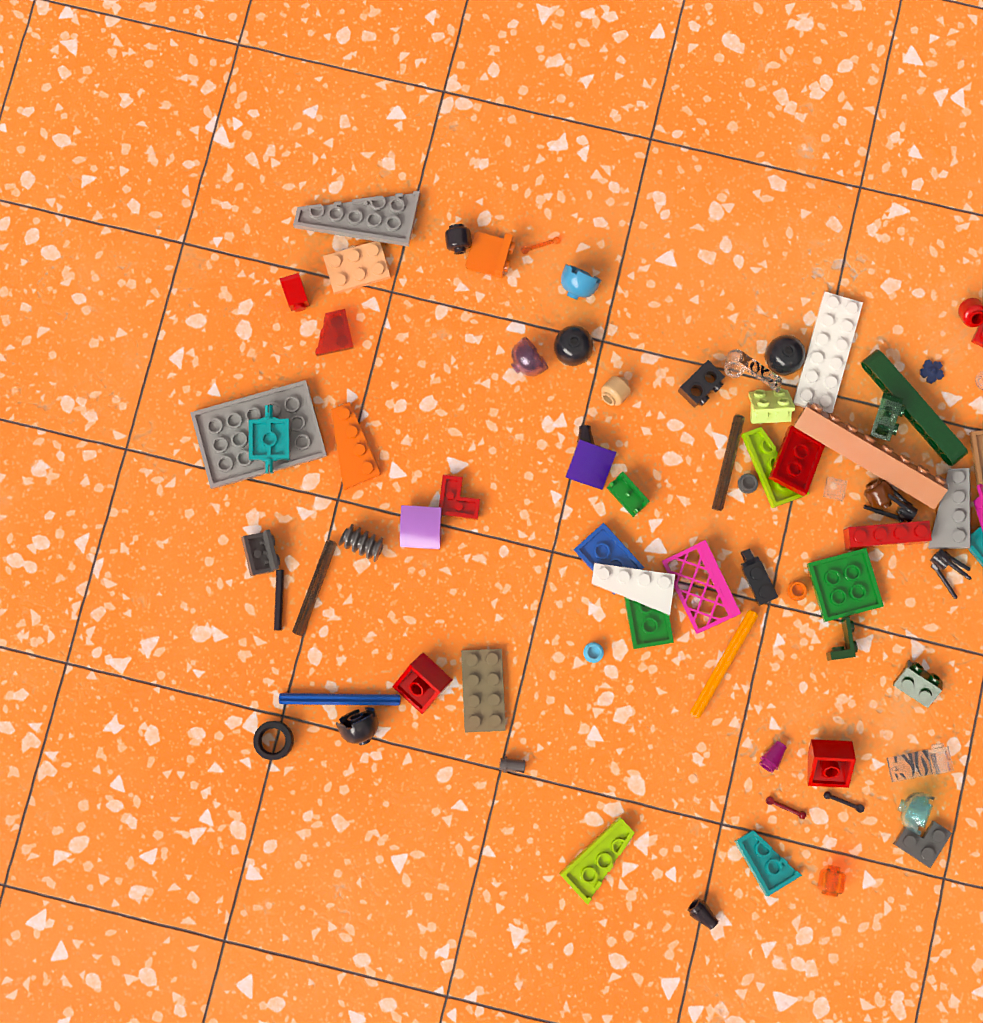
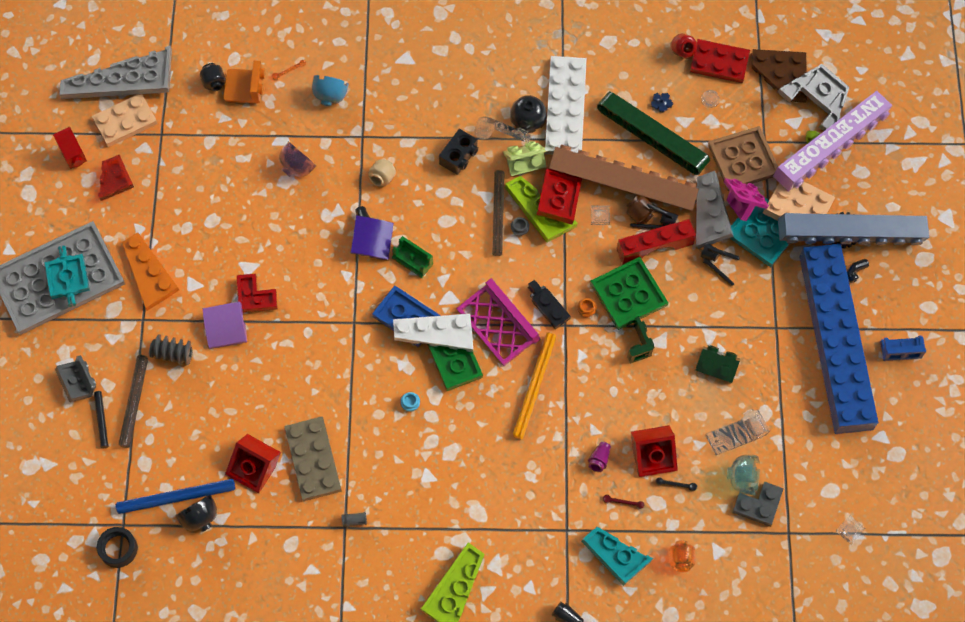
camera: 15 degrees left, 15 degrees down
(573, 345) = (335, 144): black cylinder -> none
(886, 417) = (630, 142): clear green brick -> none

